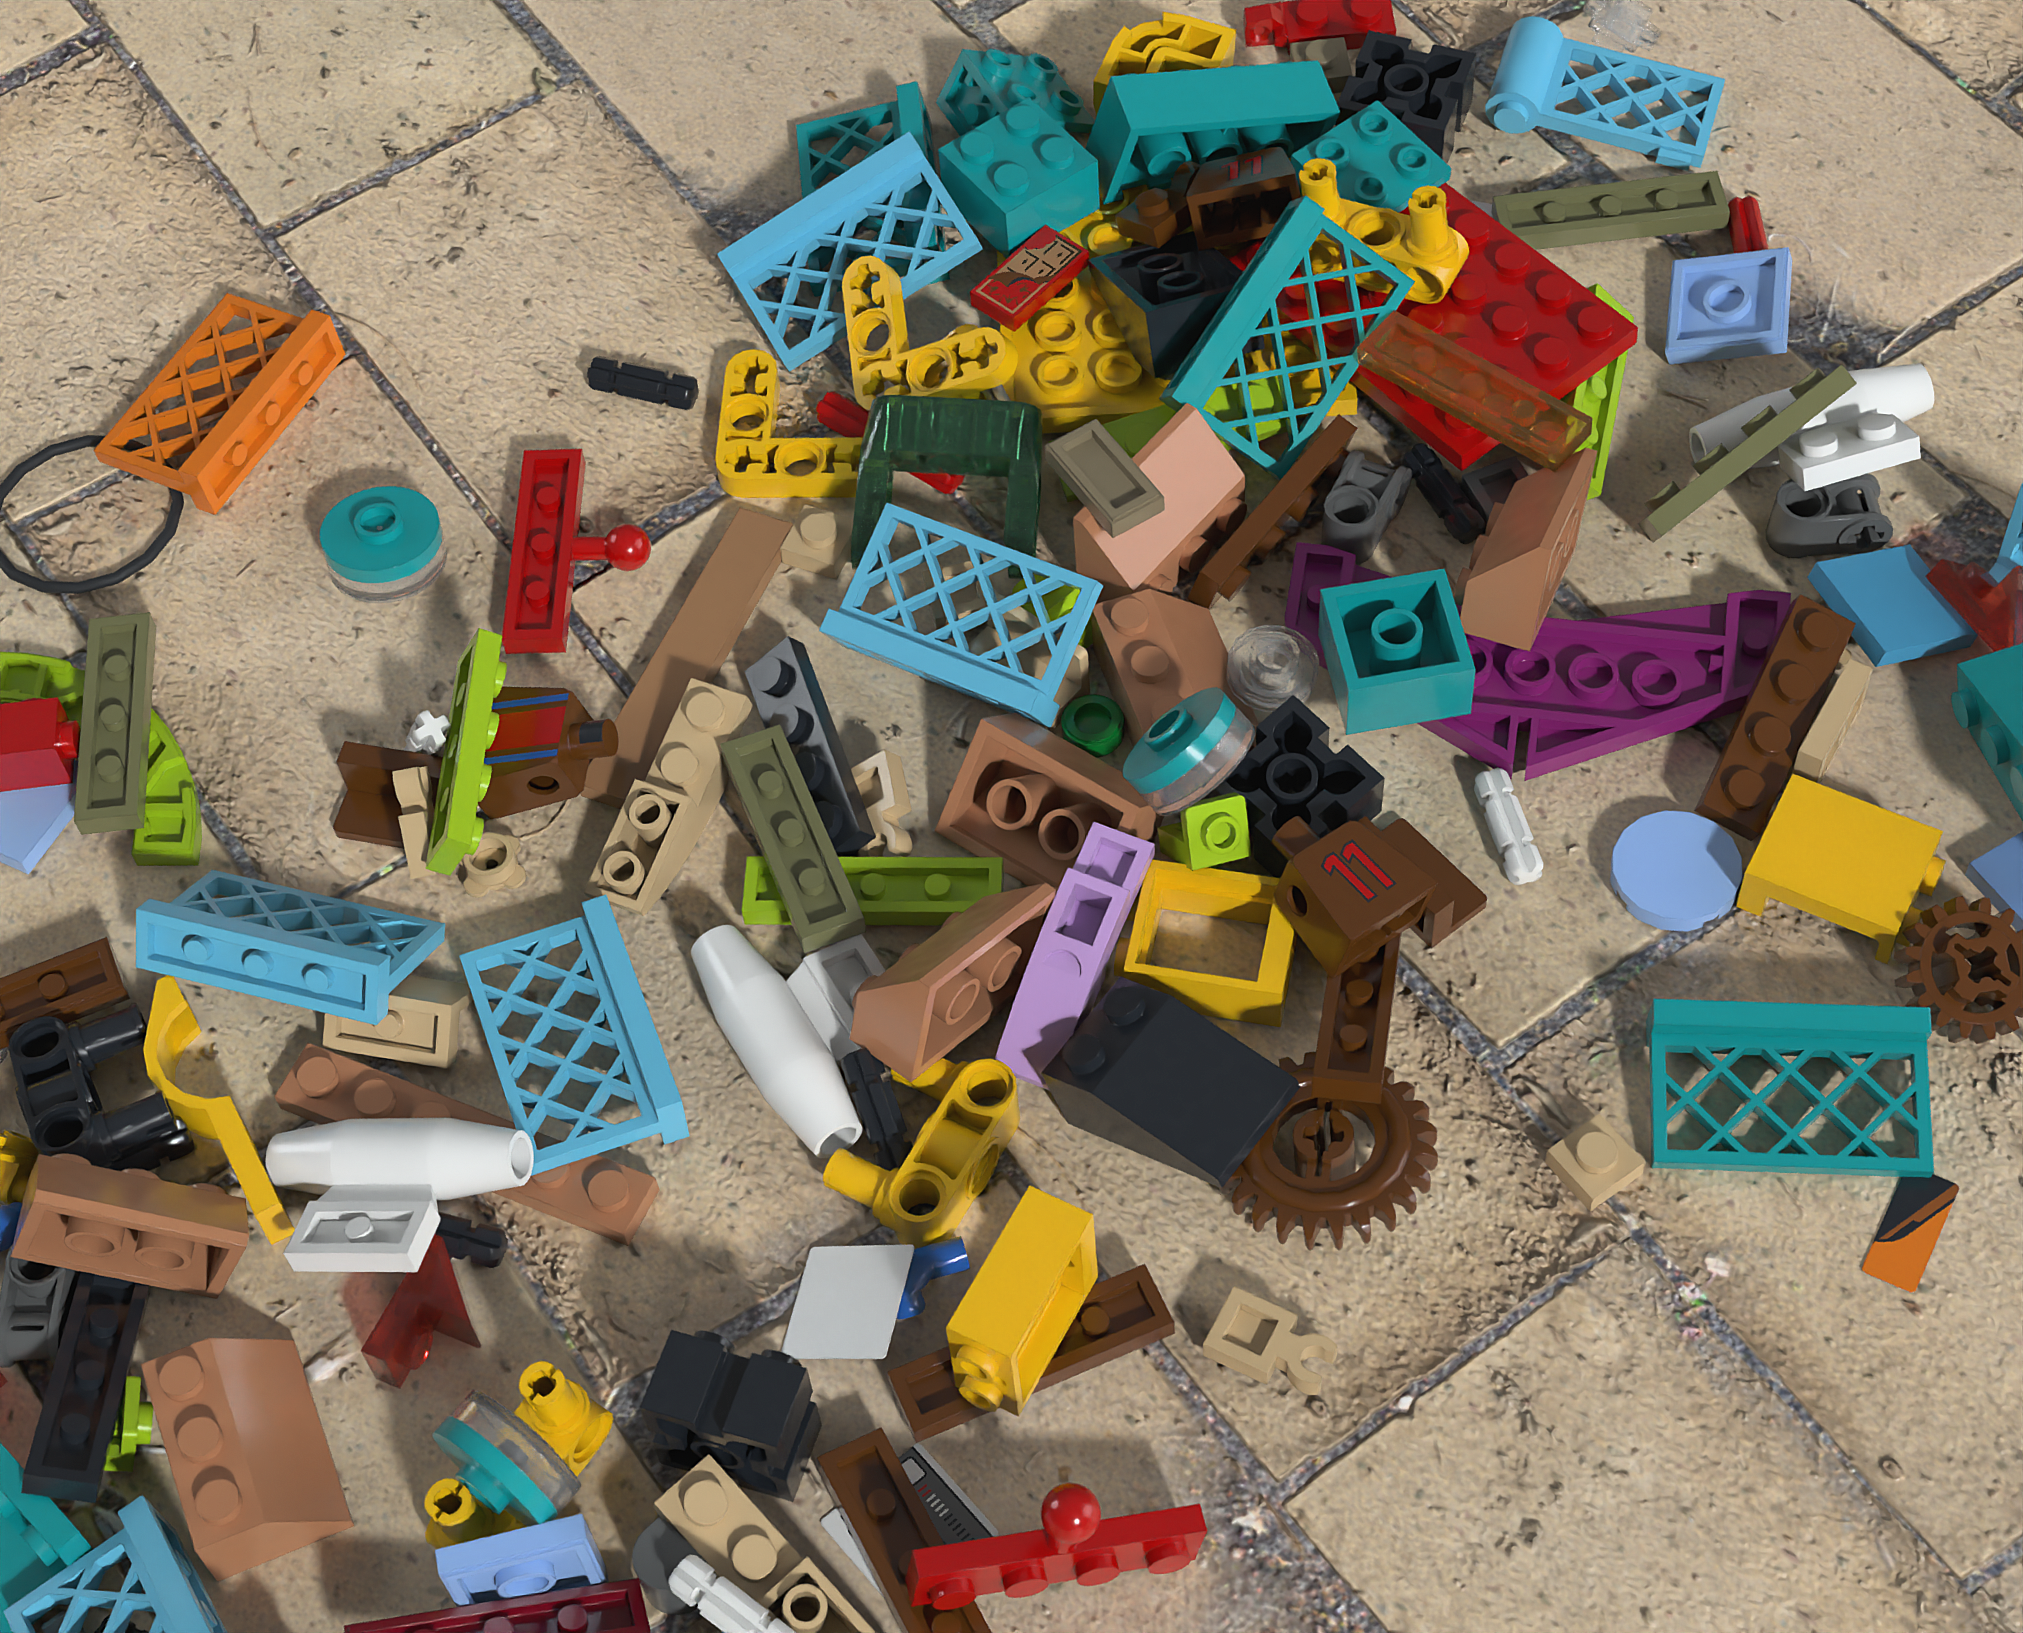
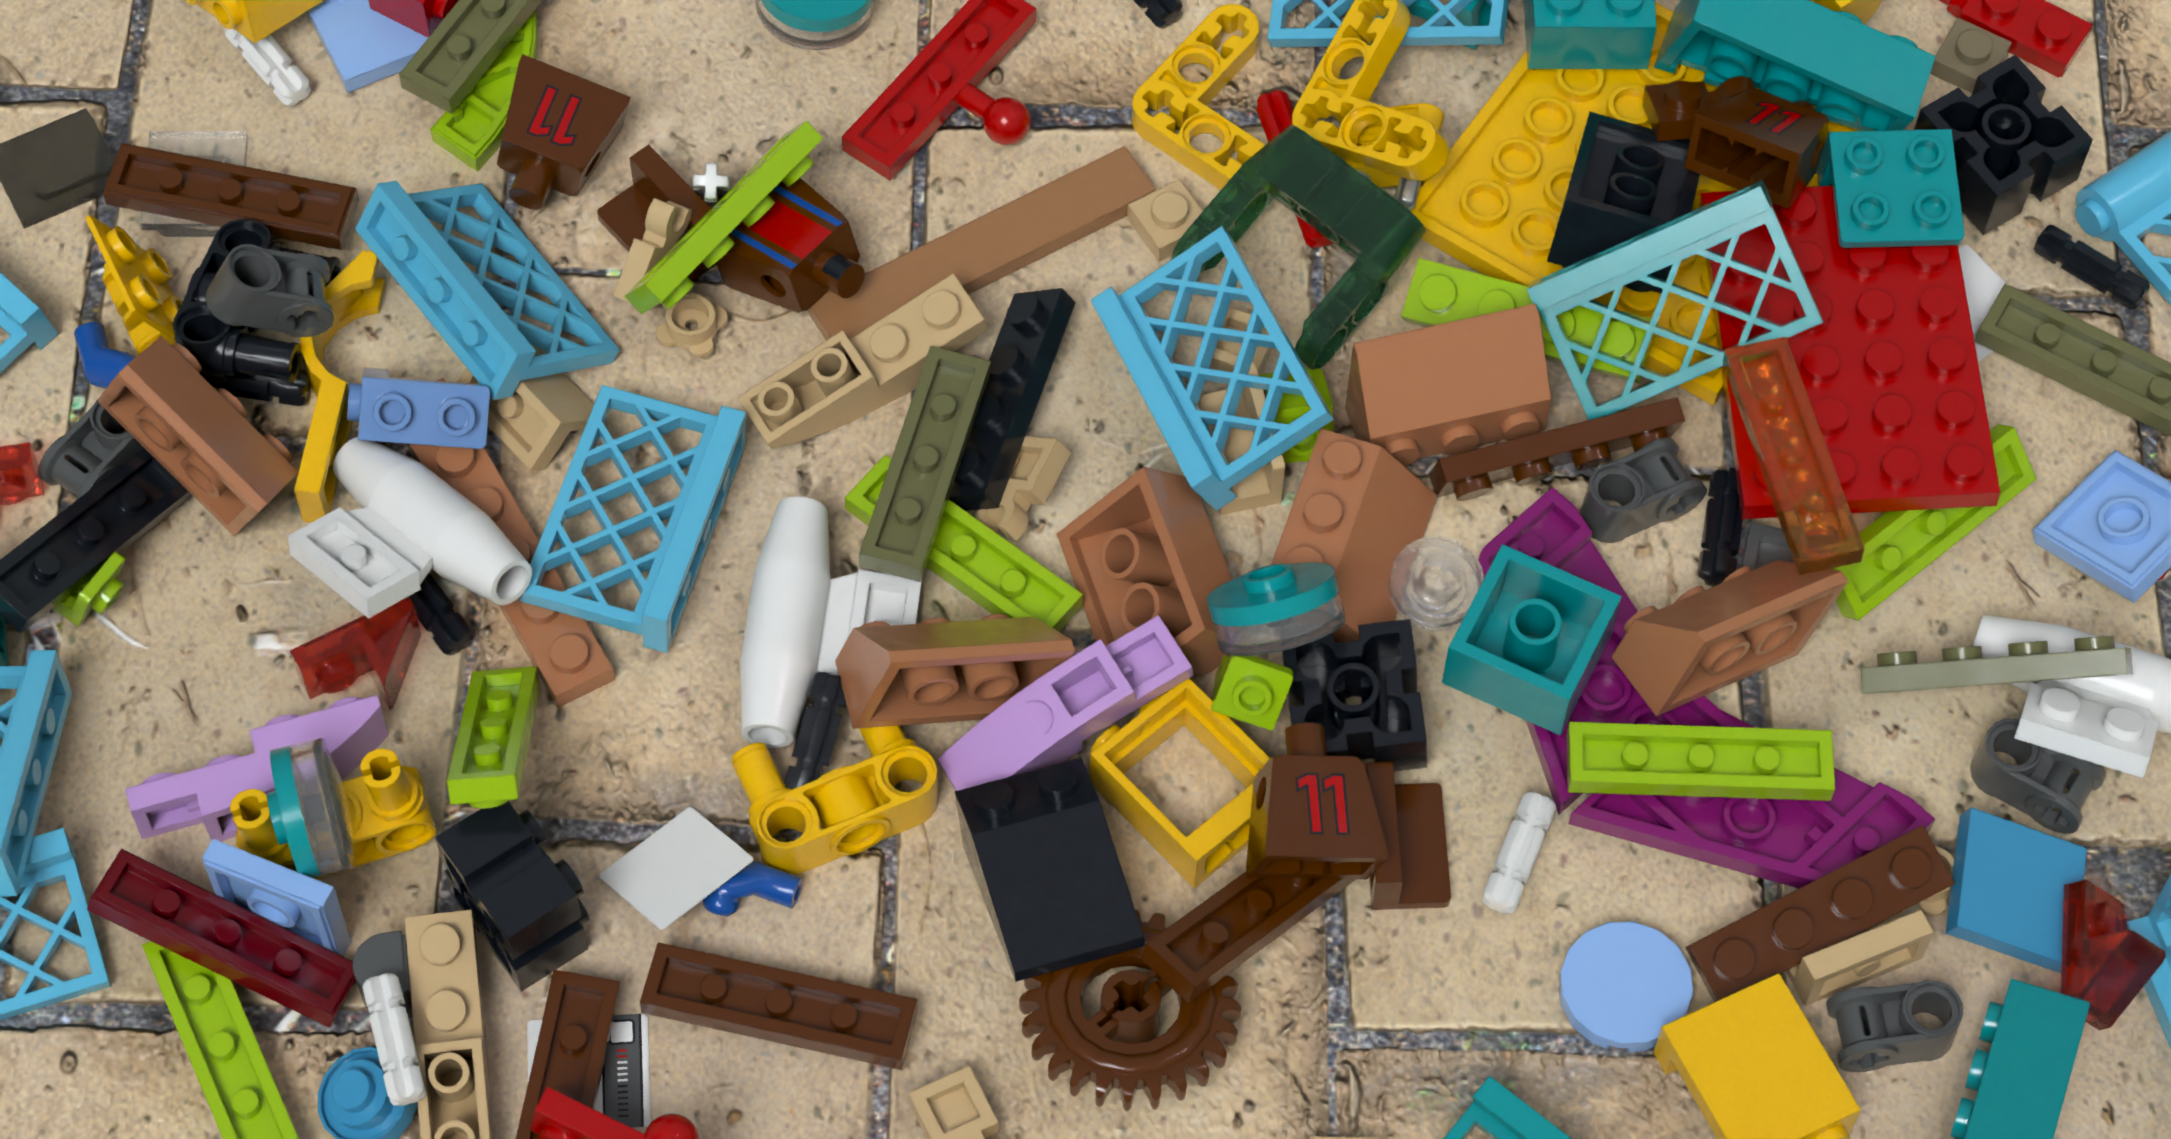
camera: 30 degrees right, 5 degrees up
(104, 1057) = (270, 289): none -> dark grey piece
(246, 783) = (556, 131): none -> reddish brown torso
(246, 1450) = (161, 667): nougat slope -> none
(312, 1078) = (419, 411): none -> medium blue bracket
(391, 1507) = (205, 794): none -> lavender slope
(615, 1293) = (493, 737): none -> lime plate
(1022, 1302) = (780, 960): yellow window -> none
(1029, 278) = (1527, 96): tile -> none
(1093, 724) = (1254, 531): green tile -> none
(1104, 478) = (1404, 325): dark tan tile -> none
(1414, 244) = (1839, 273): yellow piece -> none
(1537, 152) = (2091, 267): none -> black axle
(1592, 661) = (1700, 761): none -> lime plate
(1890, 763) = (1880, 1026): none -> dark grey piece

